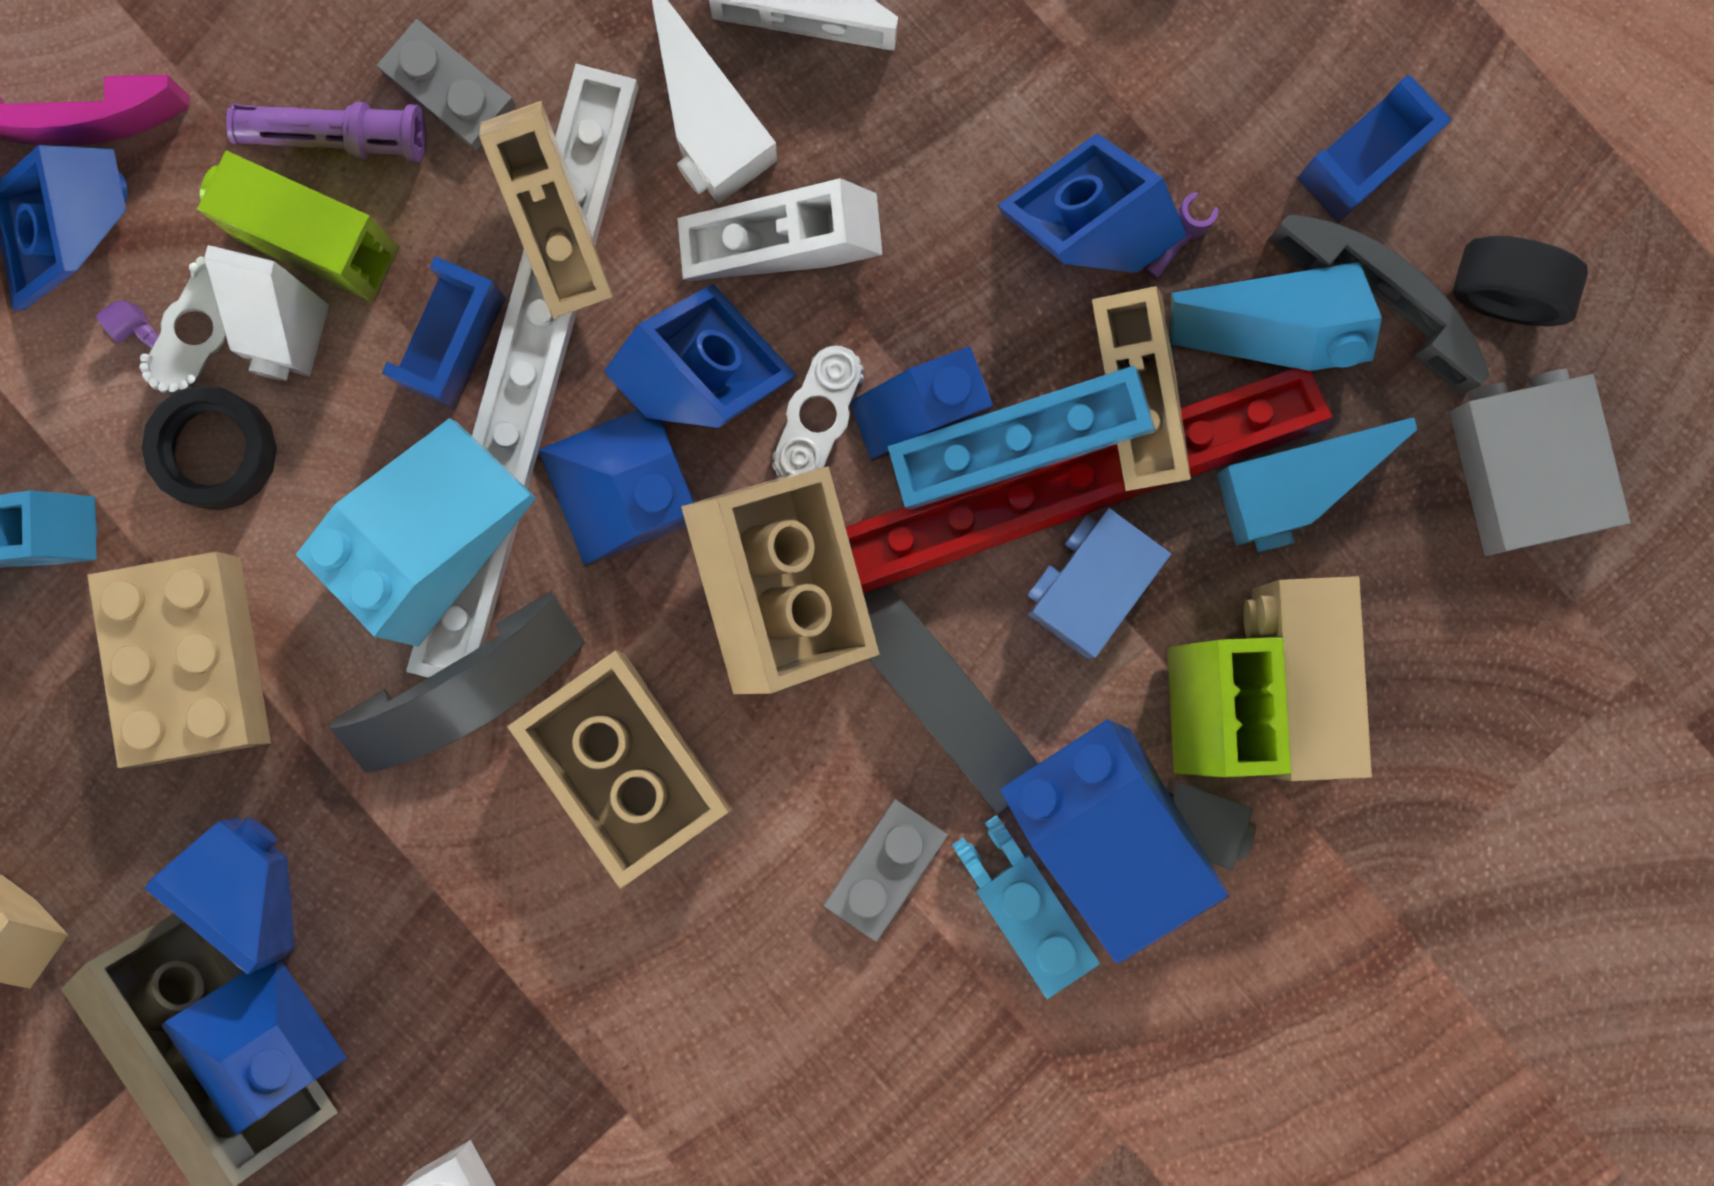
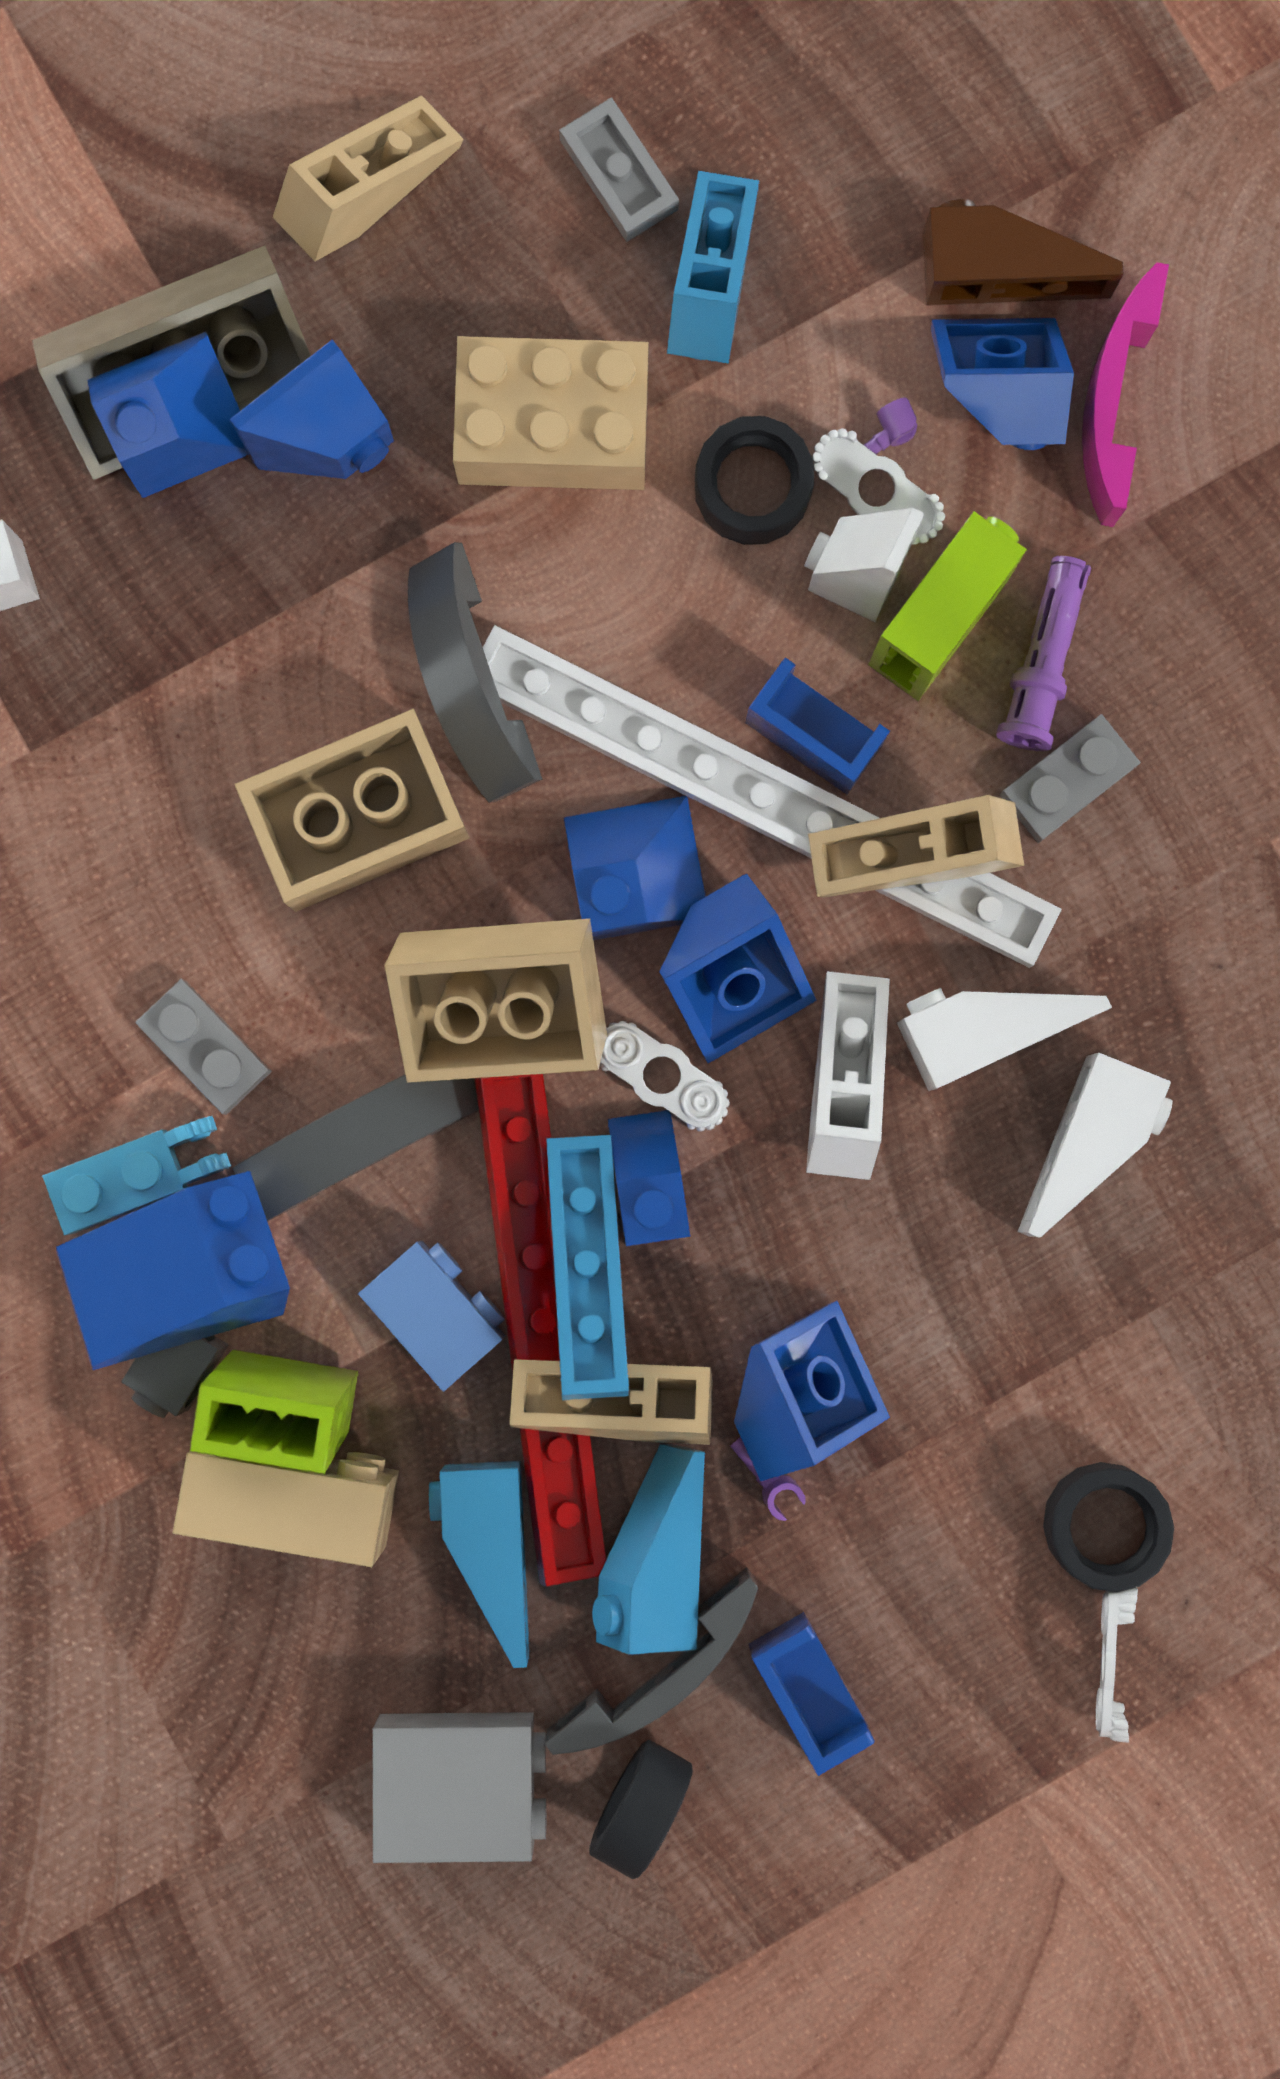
camera: 105 degrees right, 0 degrees up
(416, 533) = (623, 660): medium azure slope -> none

